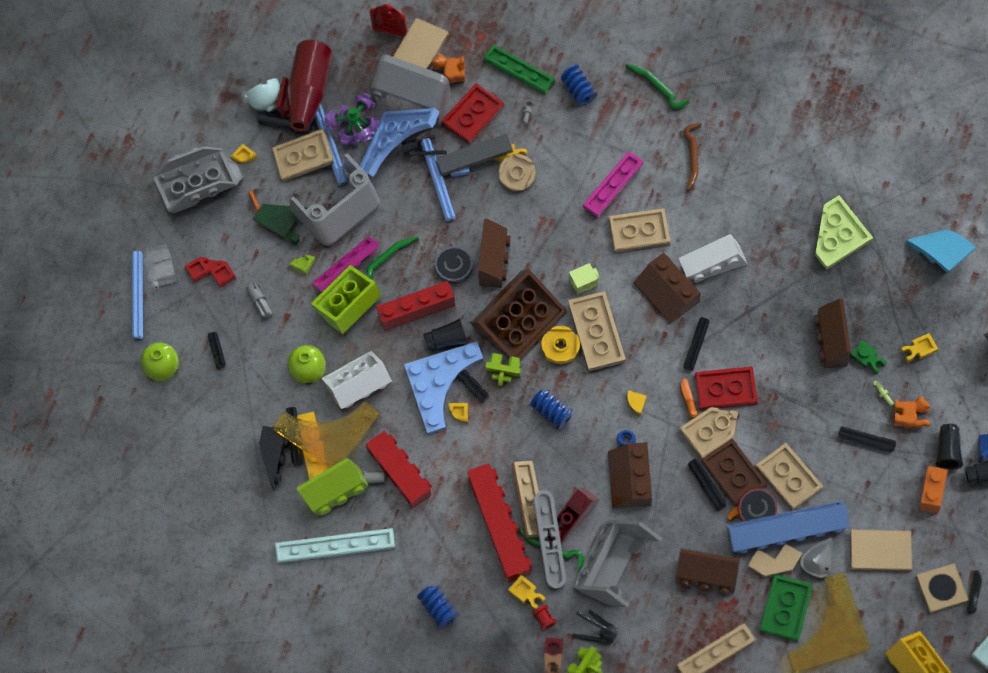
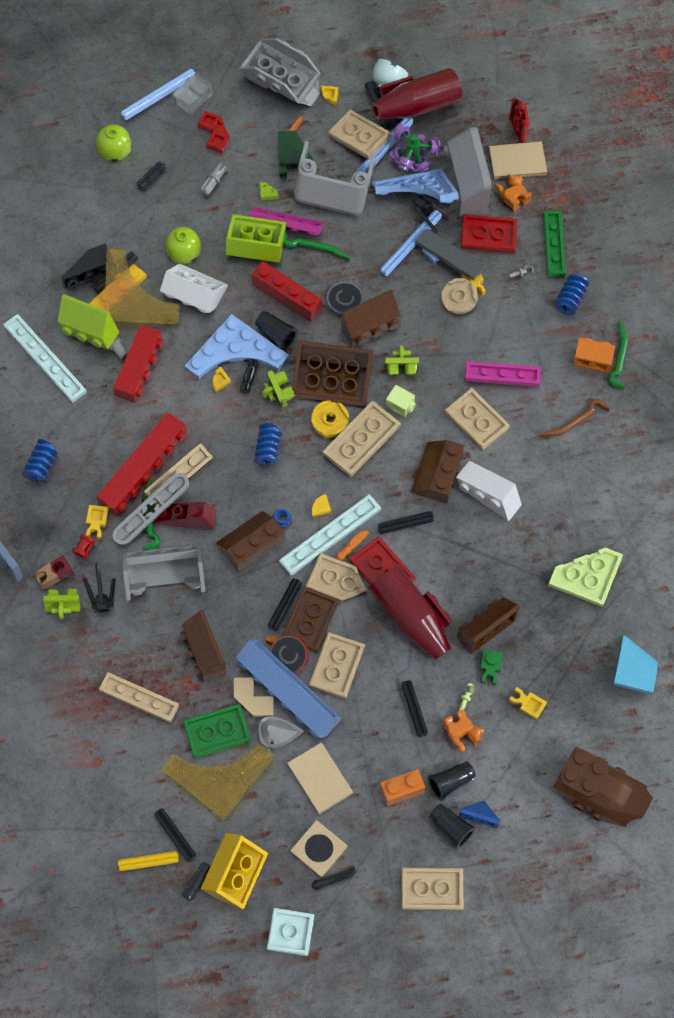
camera: 50 degrees right, 0 degrees up
(553, 250) = (410, 363): none -> lime hips
(645, 103) = (594, 355): none -> orange brick
(667, 411) = (329, 535): none -> light aqua tile
(785, 385) = (414, 614): none -> dark red piece

